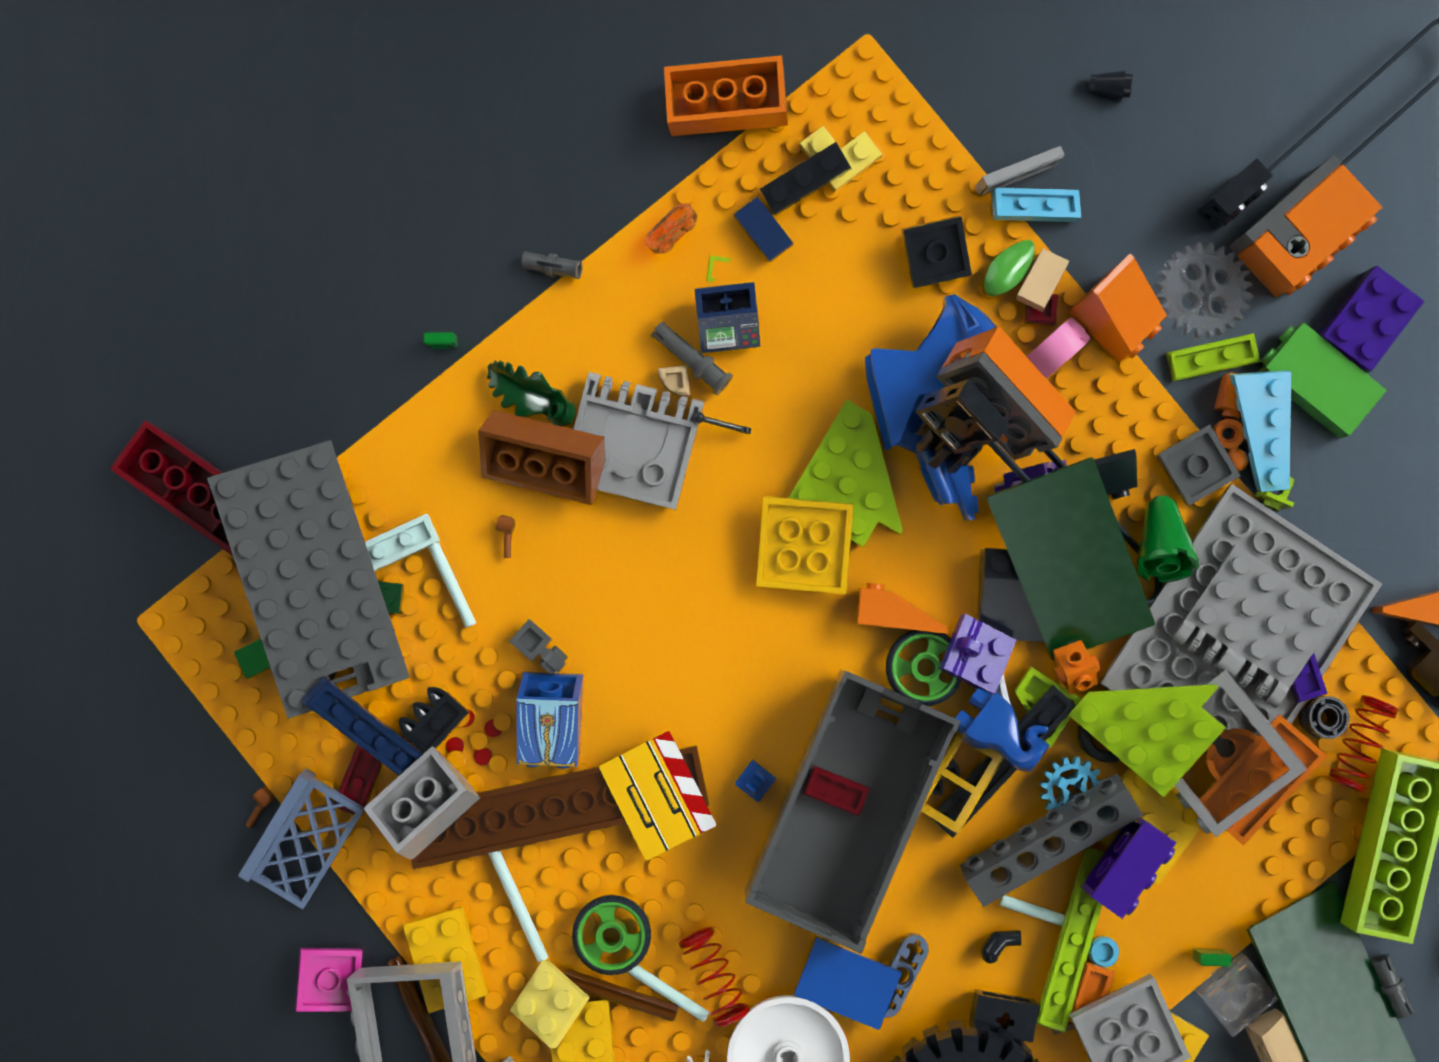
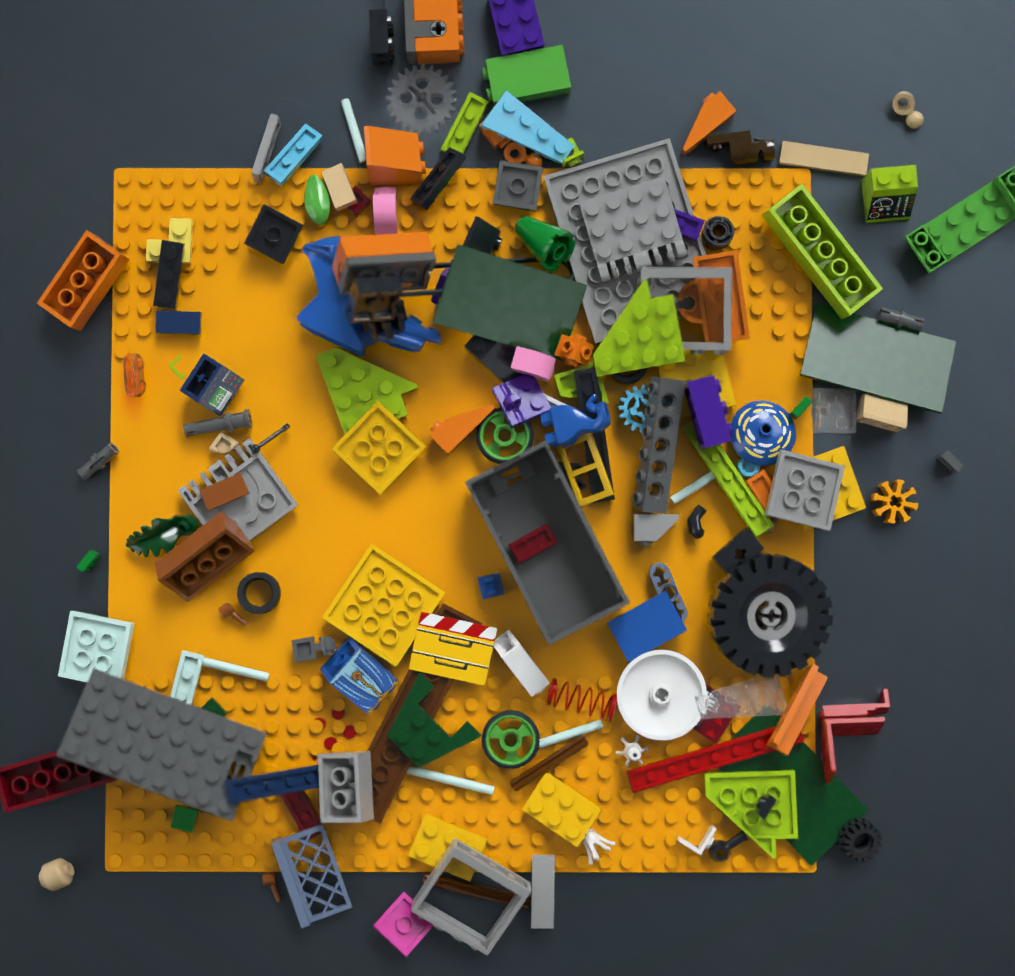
camera: 45 degrees left, 0 degrees up
(90, 573) = (56, 874): none -> tan head
(358, 420) = (97, 644): none -> light aqua plate
(434, 722) = (306, 742): black plate -> none
(528, 540) = (241, 593): none -> black tyre
(539, 837) = (420, 734): none -> dark green wing
(549, 1004) = (520, 806): light yellow plate -> none
(627, 422) = (224, 491): none -> dark orange tile
(643, 684) = (383, 604): none -> yellow plate
(700, 880) = (520, 663): none -> white slope
(955, 901) = (651, 527): none -> light grey slope
(1027, 637) = (533, 363): none -> bright pink brick
(1112, 84) = (260, 54): black cone -> none
(1112, 247) = (354, 130): none -> light aqua bar
(1134, 938) = (750, 440): none -> blue dish
(1137, 375) = (438, 178): none -> black plate
(1386, 710) = (738, 196): red piece -> none

